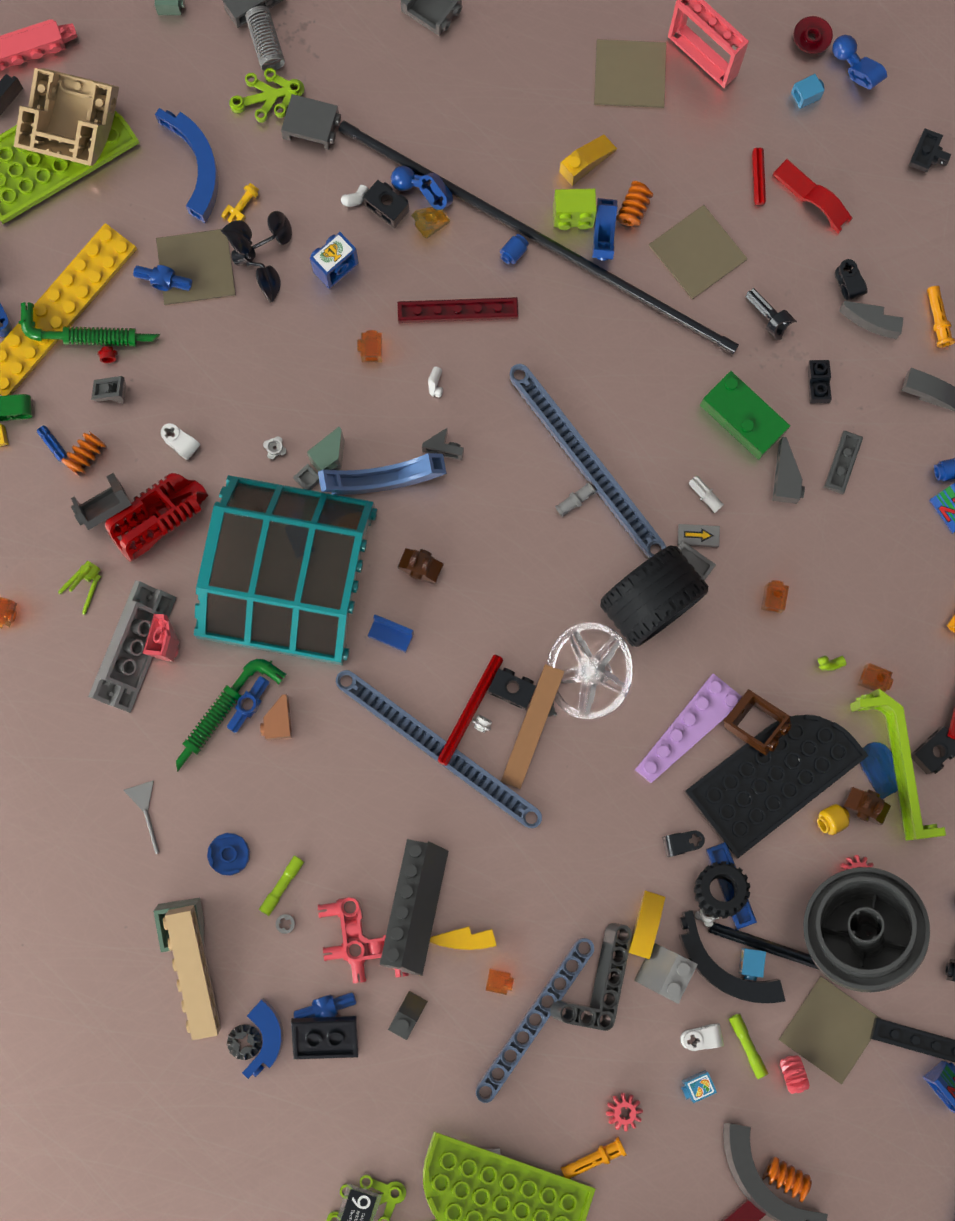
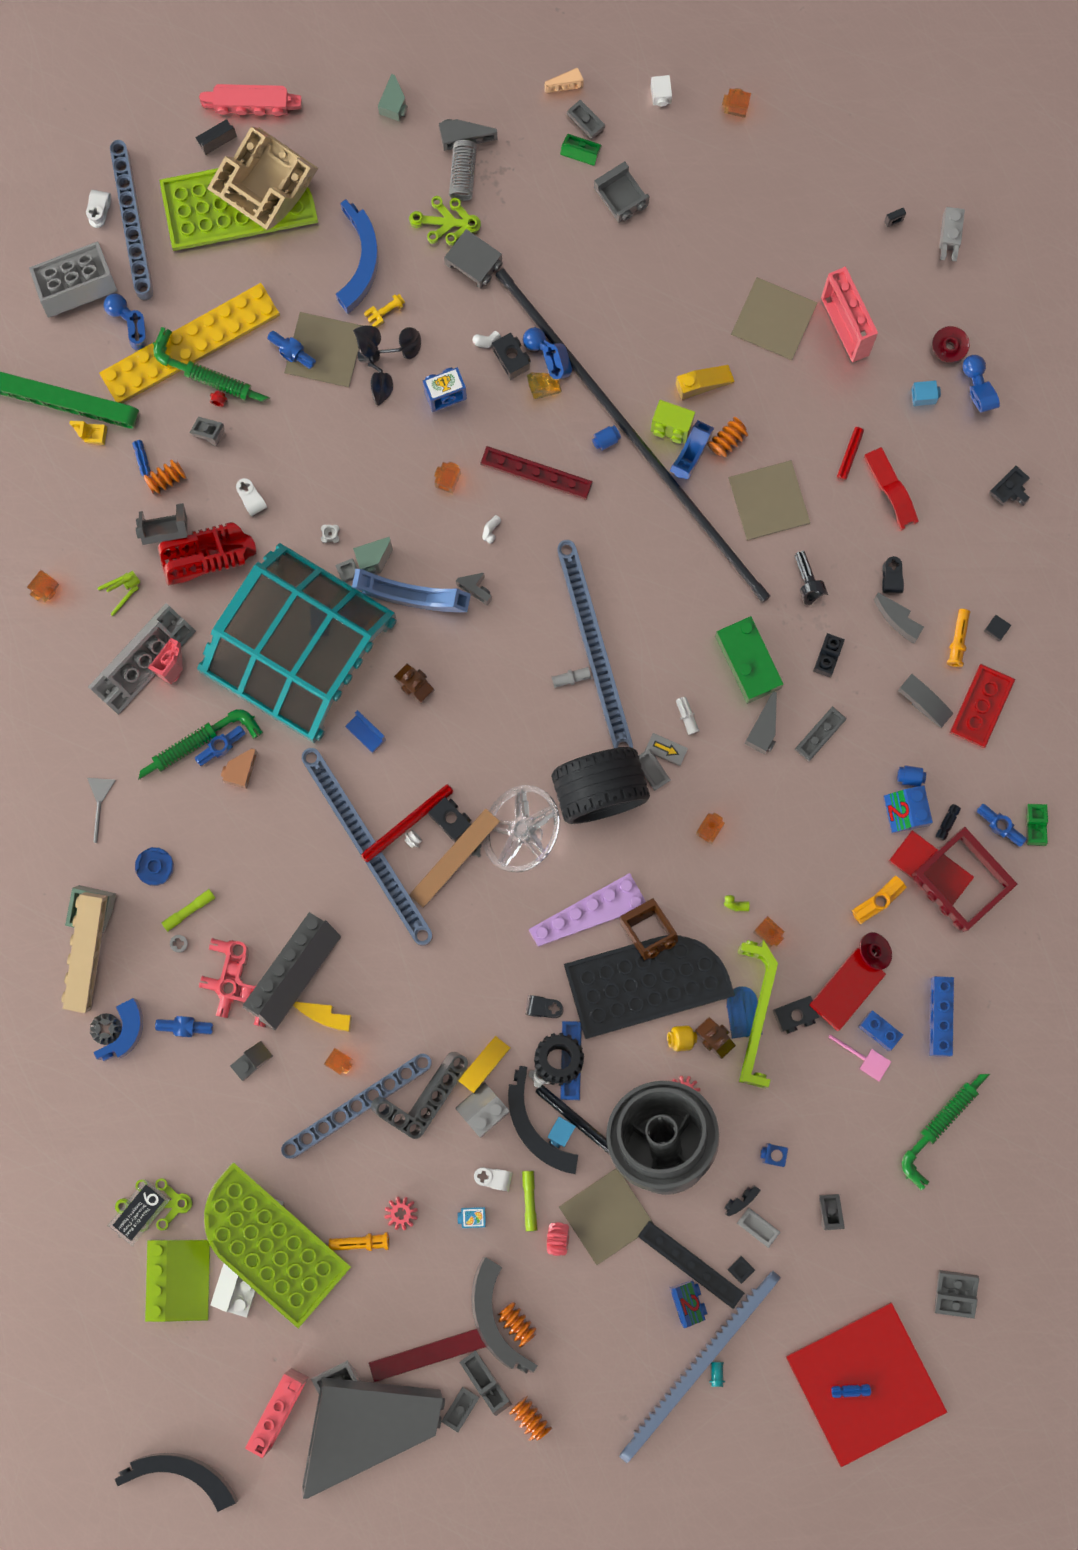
camera: 25 degrees right, 0 degrees up
(324, 1037) = (174, 1051): black tile -> none

